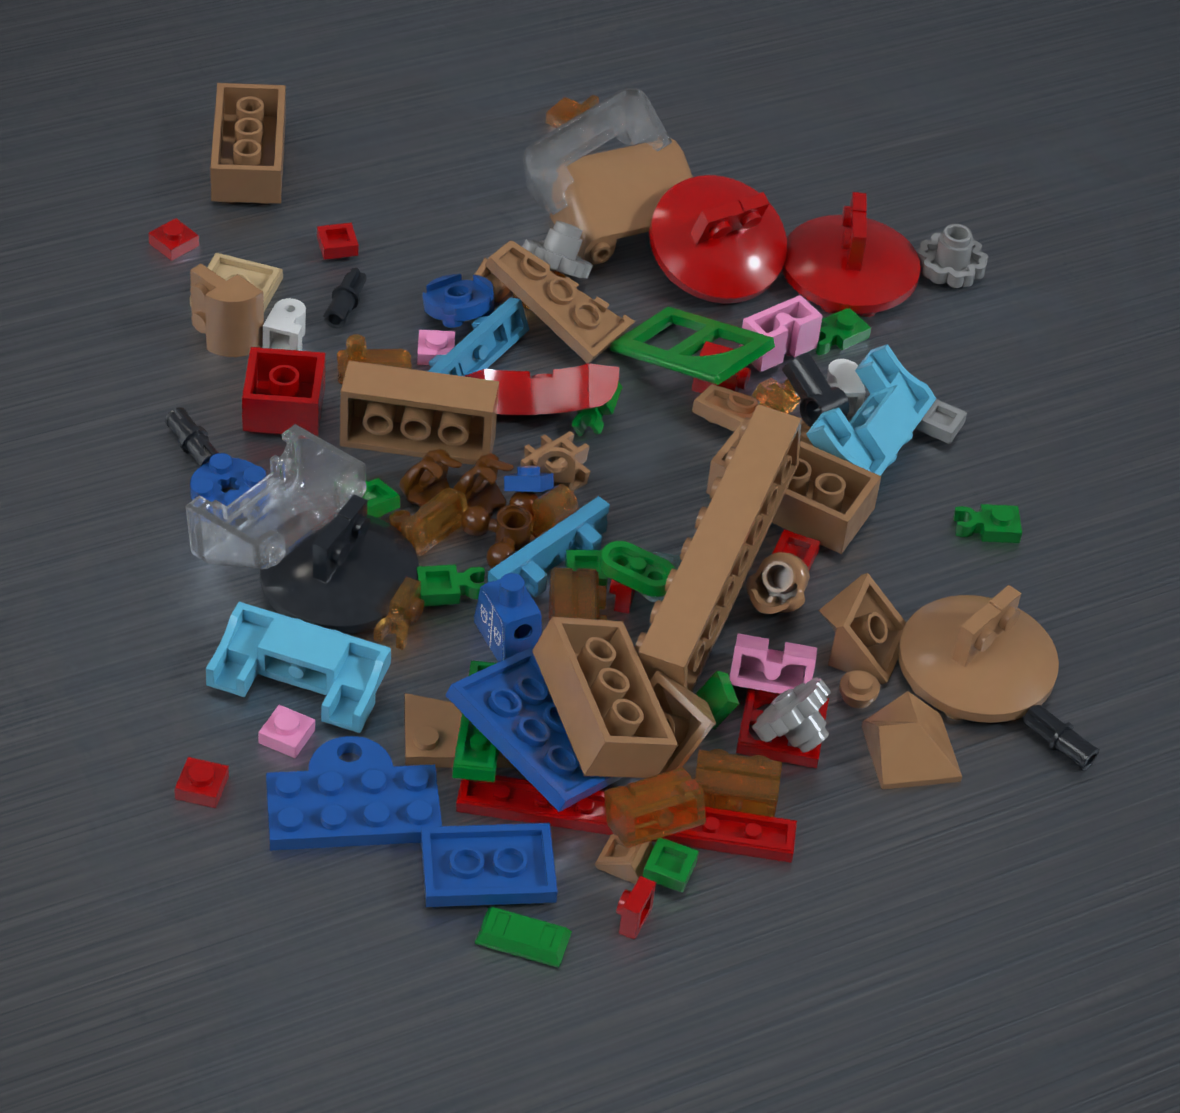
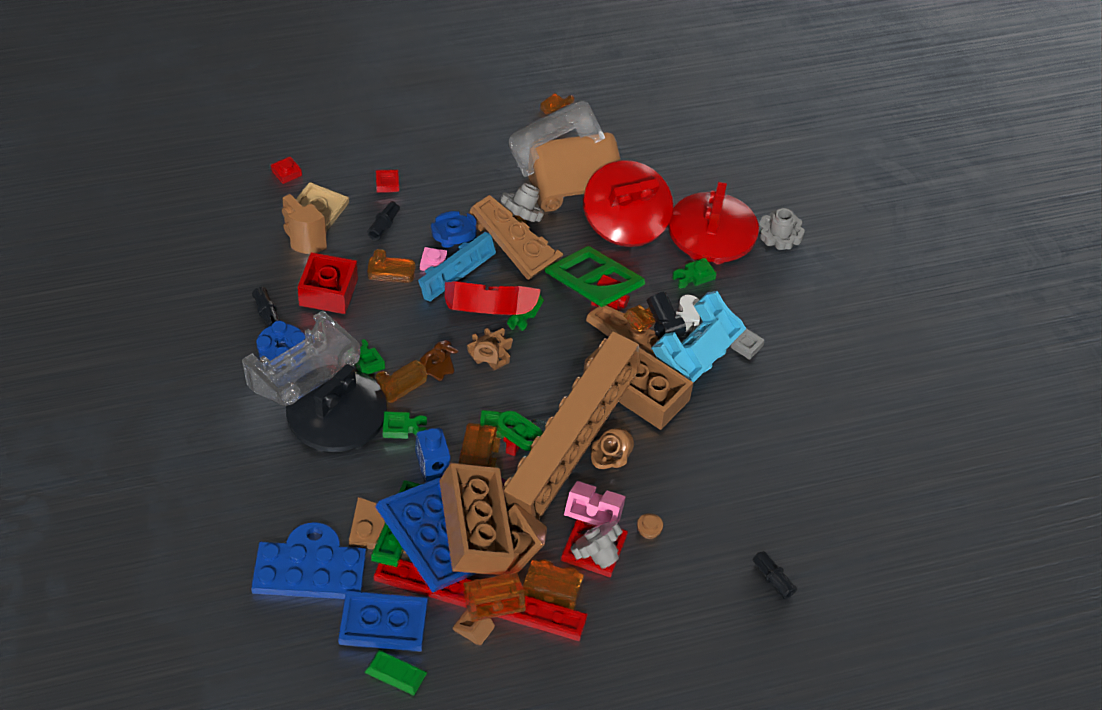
camera: 10 degrees right, 5 degrees up
(201, 782) = (219, 543): red plate -> none
(248, 143) = (345, 109): medium nougat brick -> none
(285, 325) = (340, 238): white leg -> none
(286, 731) = (280, 514): bright pink plate -> none
(303, 656) = (299, 465): medium azure bracket -> none
(403, 609) = (369, 440): clear orange plate -> none
(417, 412) = (407, 306): medium nougat brick -> none
(423, 486) = (411, 351): reddish brown piece -> none
(511, 526) = (450, 389): reddish brown piece -> none
(528, 480) = (466, 360): blue plate -> none
(552, 509) = (476, 384): clear orange leg -> none
(577, 532) = (489, 399): dark azure hinge -> none
(635, 907) = (469, 662): red plate -> none
(670, 864) = (499, 635): green plate -> none
(719, 695) = (555, 523): green tile -> none
(792, 325) = (658, 270): bright pink brick -> none
(799, 545) = (631, 423): red plate -> none
(865, 629) = (662, 487): medium nougat slope -> none
(910, 745) = (674, 569): medium nougat slope -> none
(978, 657) = (732, 513): medium nougat bracket -> none
(993, 522) = (766, 418): green plate -> none

